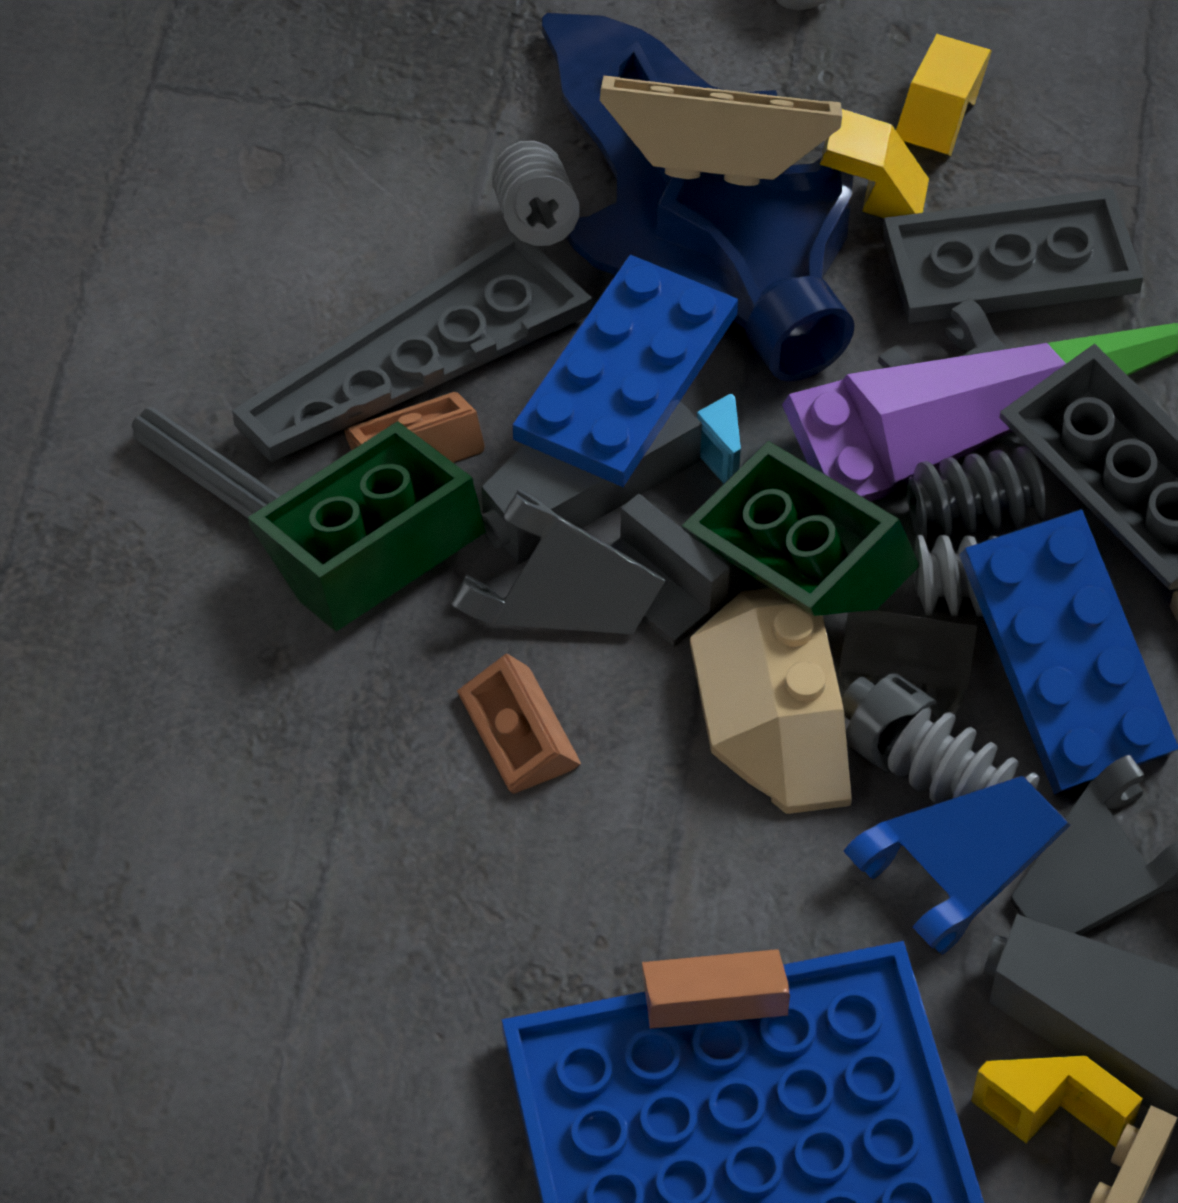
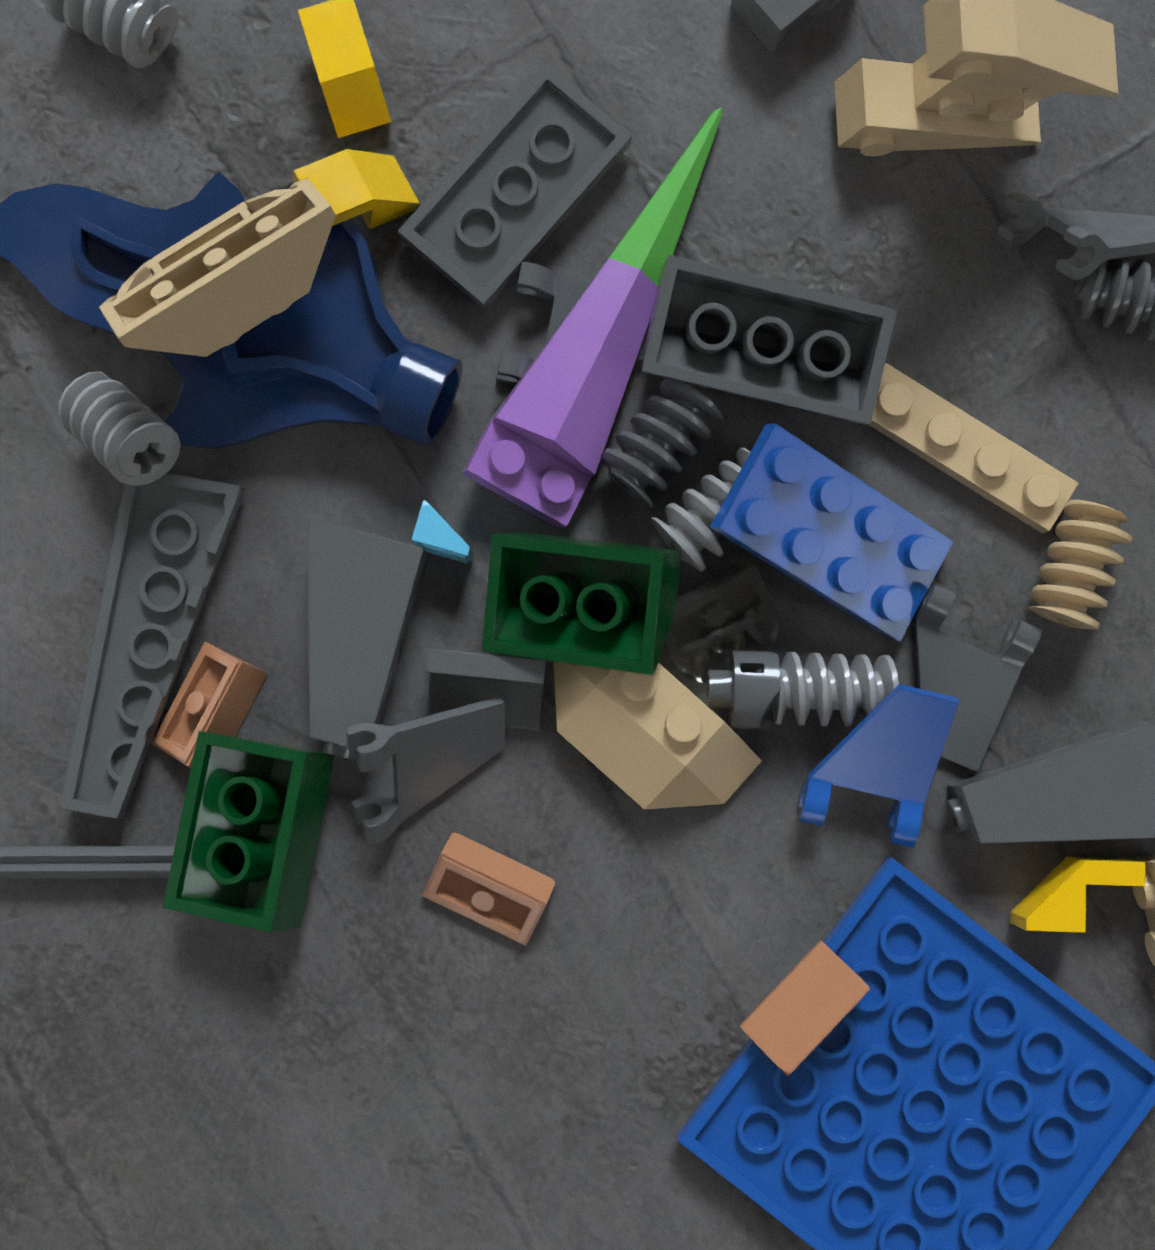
camera: 45 degrees left, 30 degrees up
(625, 370) = (330, 548): blue plate -> none

